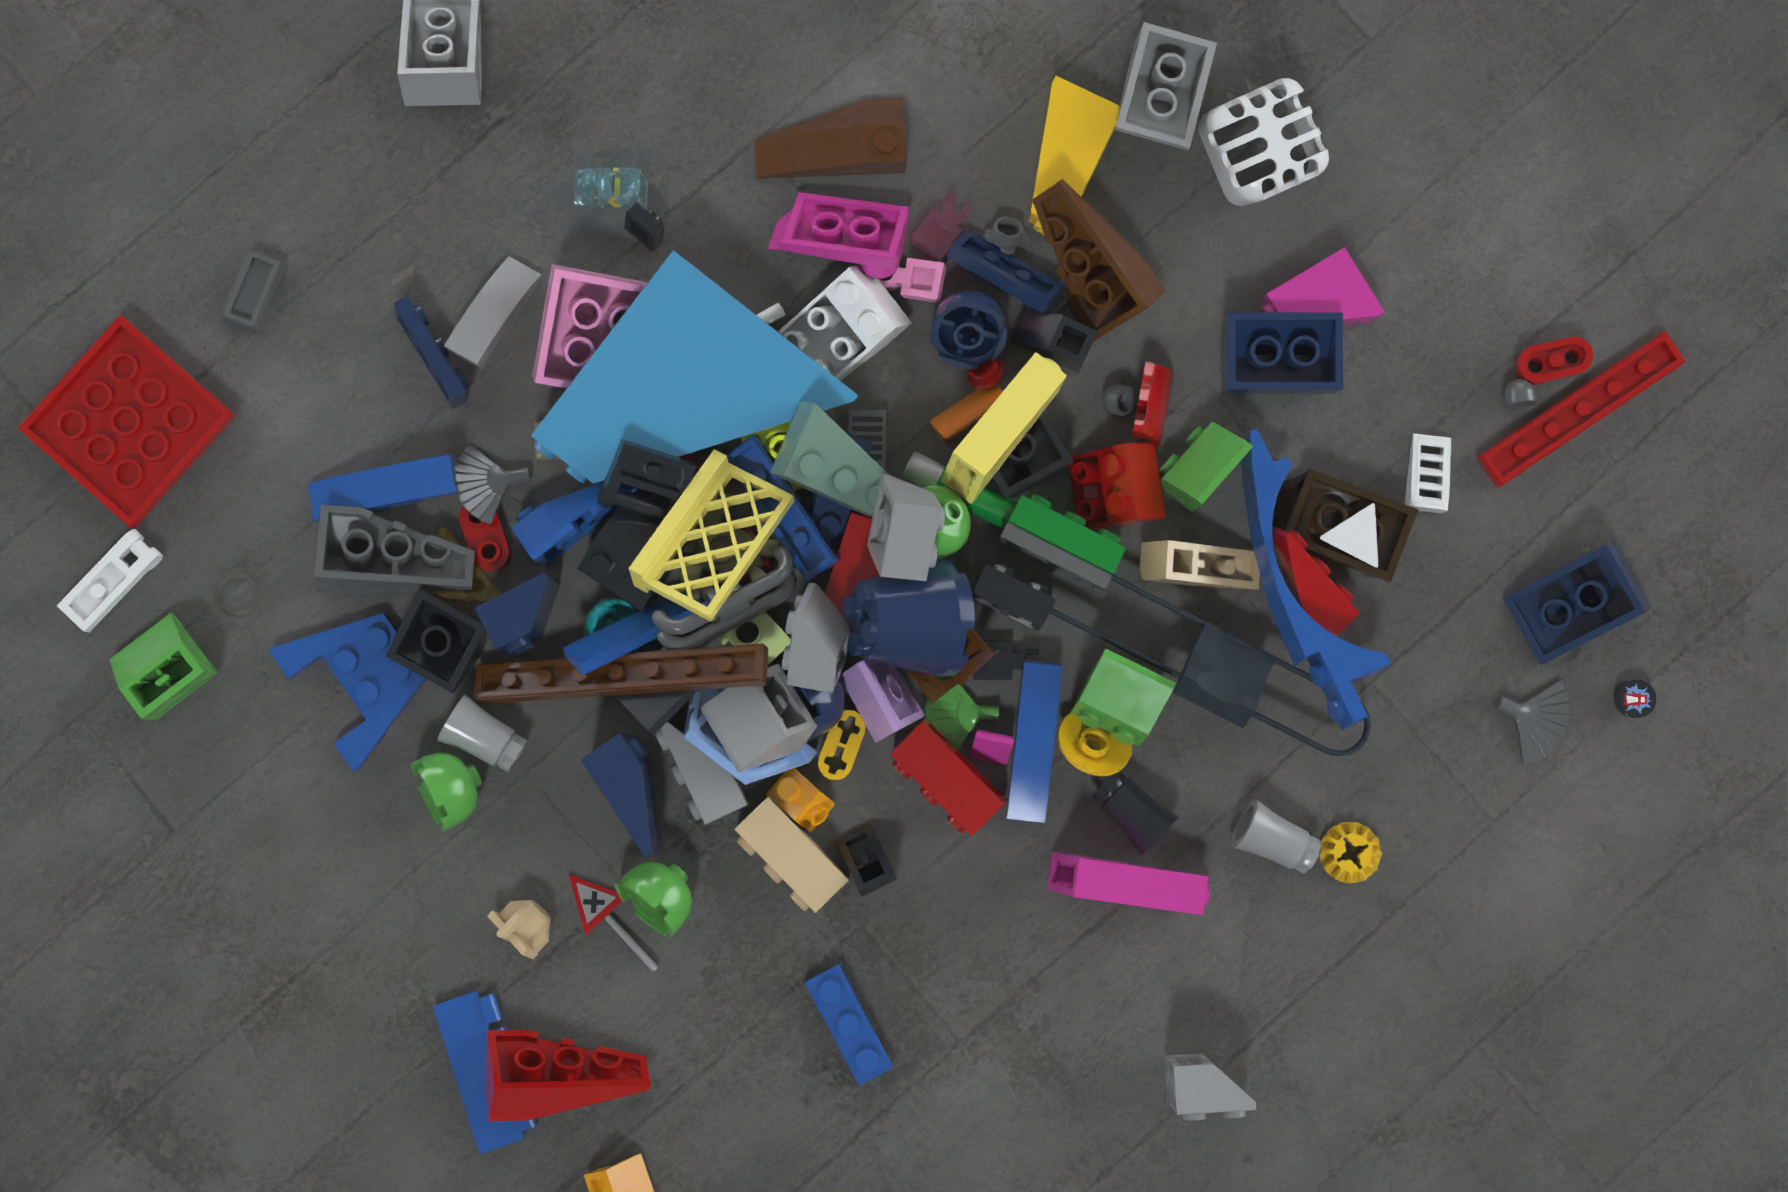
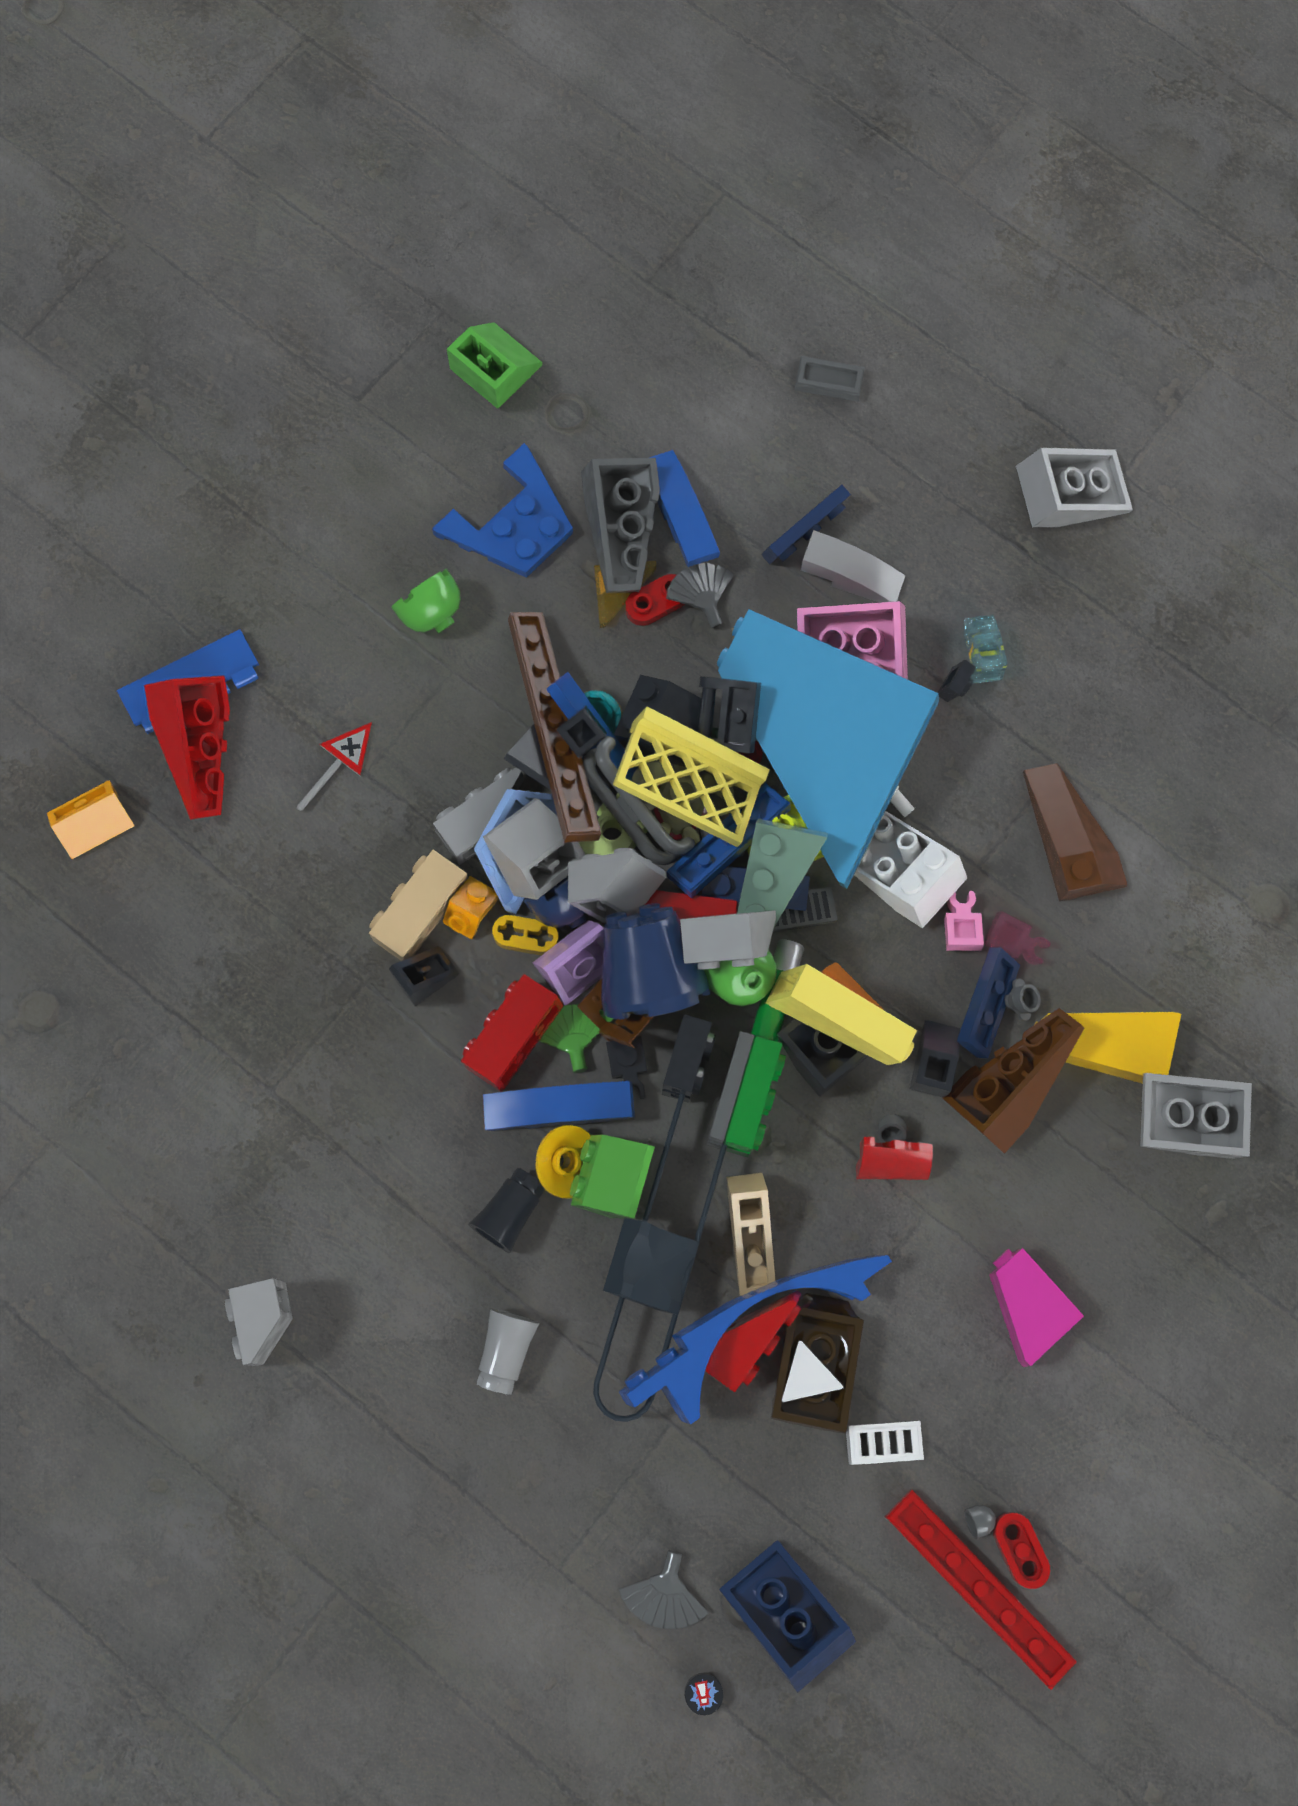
camera: 75 degrees right, 10 degrees down
(109, 581) = (560, 310): white plate -> none
(127, 422) = (696, 300): red plate -> none
(438, 641) = (555, 574): black slope -> none
(482, 735) = (481, 624): light grey plant -> none
(519, 614) = (591, 635): dark blue slope -> none
(523, 925) = (319, 689): tan piece -> none
(563, 522) = (676, 656): blue wedge -> none
(626, 782) = (453, 753): dark blue slope -> none
(639, 644) = (581, 731): none -> black slope
(658, 894) = (365, 796): bright green cylinder -> none
(845, 232) = (991, 854): dark pink slope -> none
(849, 1024) = (273, 986): blue plate -> none
(968, 329) = (926, 975): dark blue cylinder -> none
(987, 374) = (892, 1000): red plate -> none
(991, 747) = (546, 1068): dark pink slope -> none
(1117, 486) = (810, 1141): red slope -> none
(1128, 883) = (440, 1217): dark pink slope -> none
(1204, 464) = (846, 1217): bright green slope -> none
(1277, 148) = (1162, 1226): white piece -> none
(1282, 353) = (969, 1273): dark blue slope -> none
(1334, 845) = (522, 1432): yellow gear -> none

